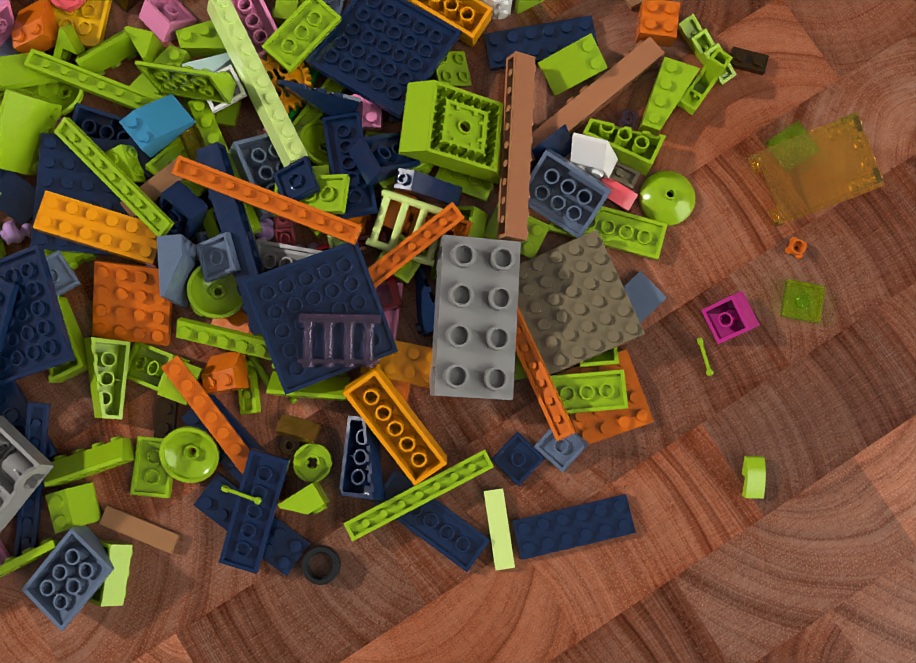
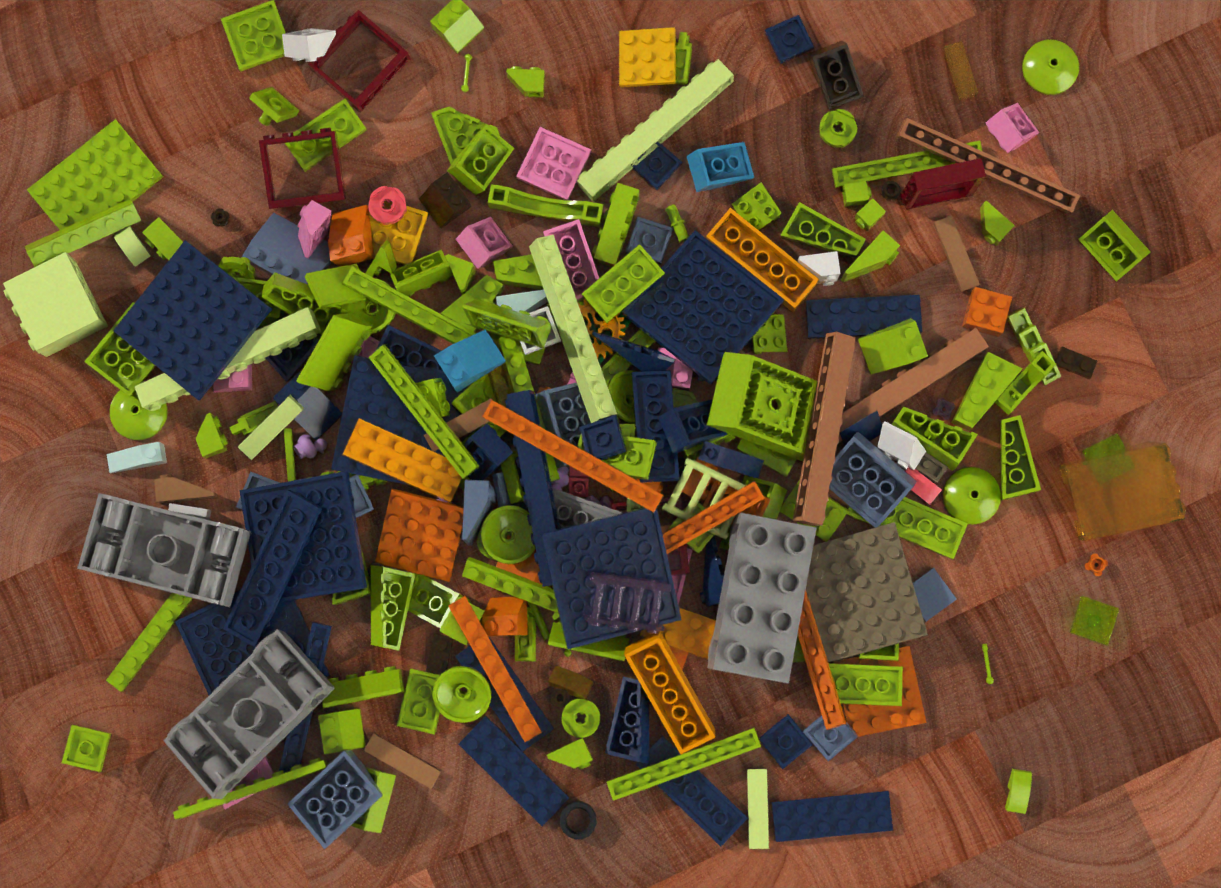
camera: 10 degrees right, 0 degrees up
(218, 257) = (516, 504): sand blue tile -> none
(252, 522) = (521, 758): dark blue plate -> none
(257, 500) = (527, 748): lime hinge -> none
(706, 157) = (1017, 464): none -> lime wedge
(730, 317) = (1018, 627): dark pink slope -> none

